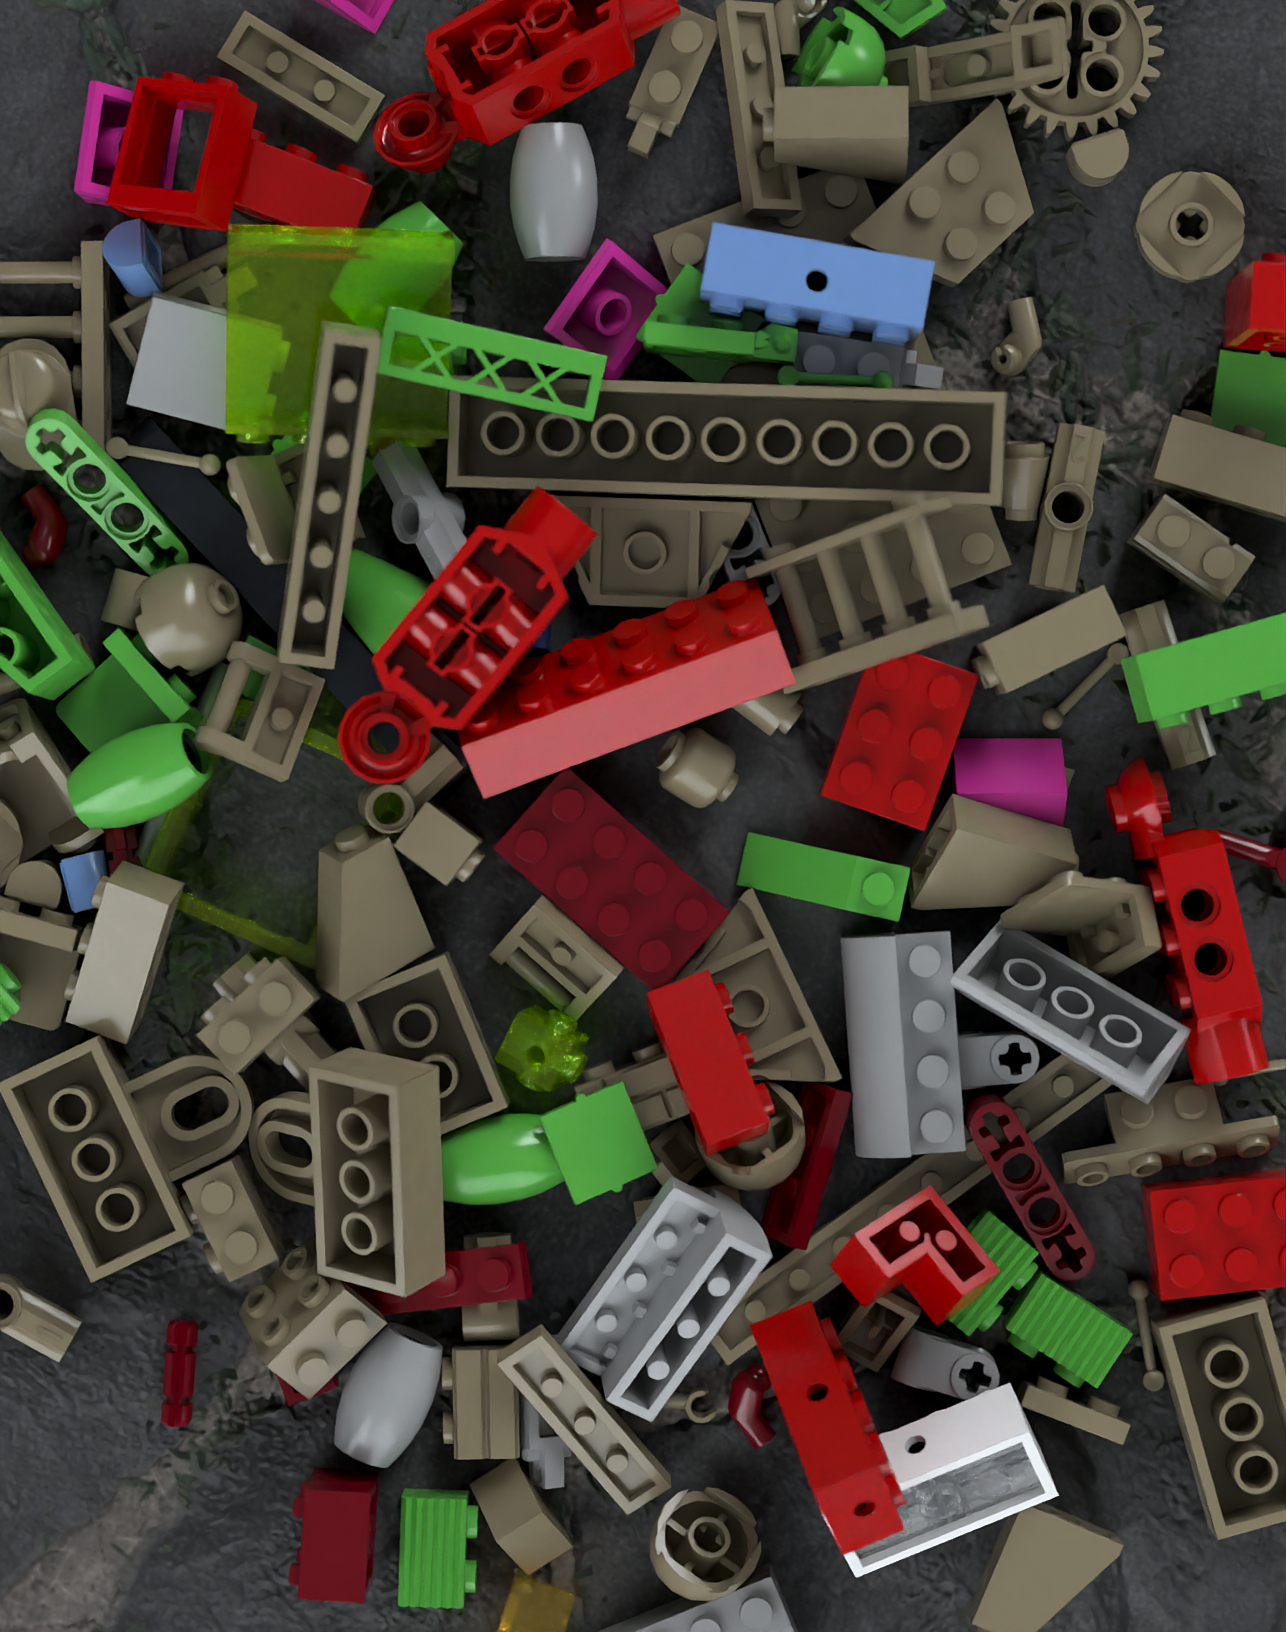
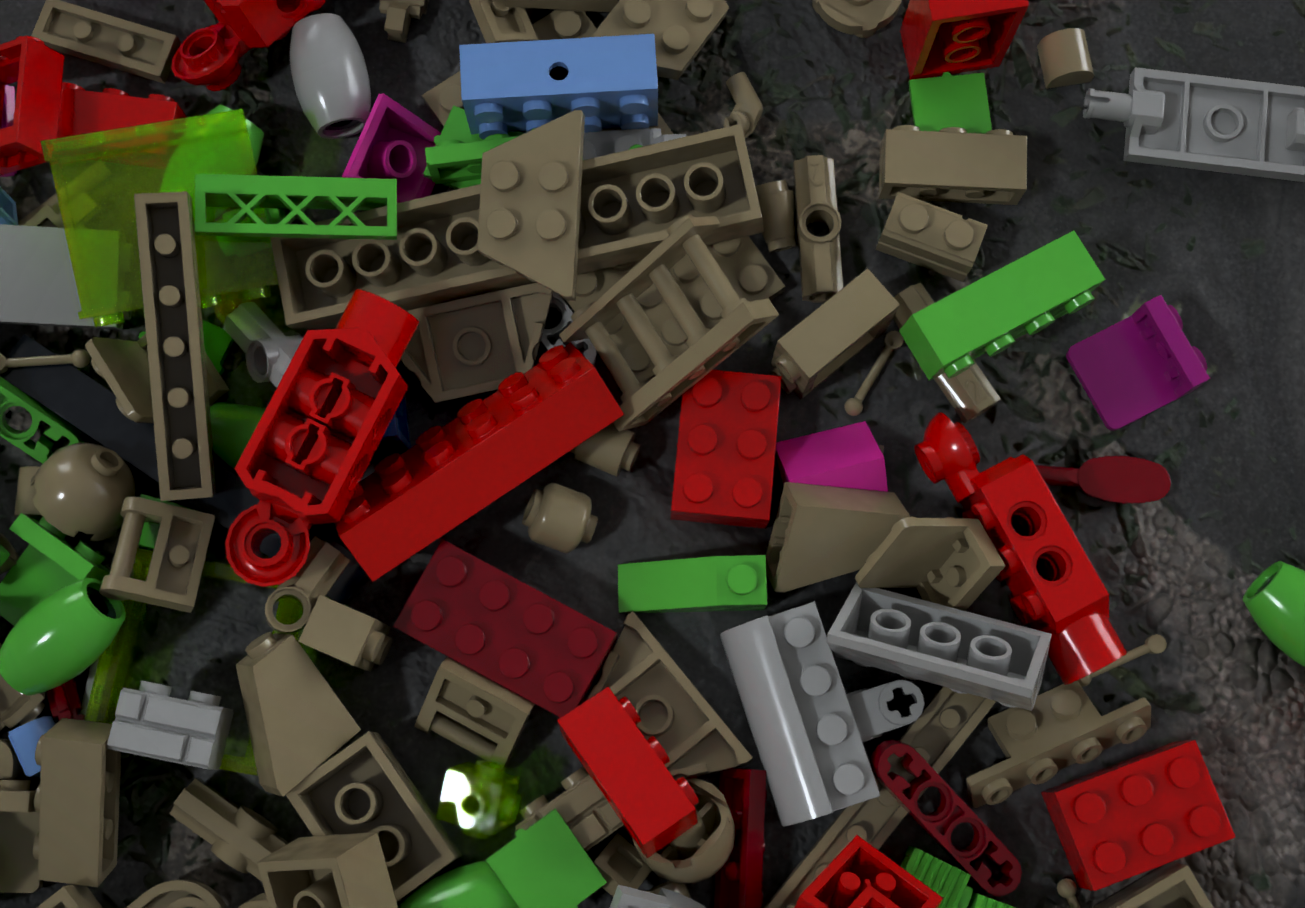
camera: 15 degrees left, 10 degrees down
(239, 900) = (171, 727): none -> light grey brick
(259, 1015) = (208, 828): dark tan brick -> none
(754, 425) = (534, 203): none -> dark tan wing

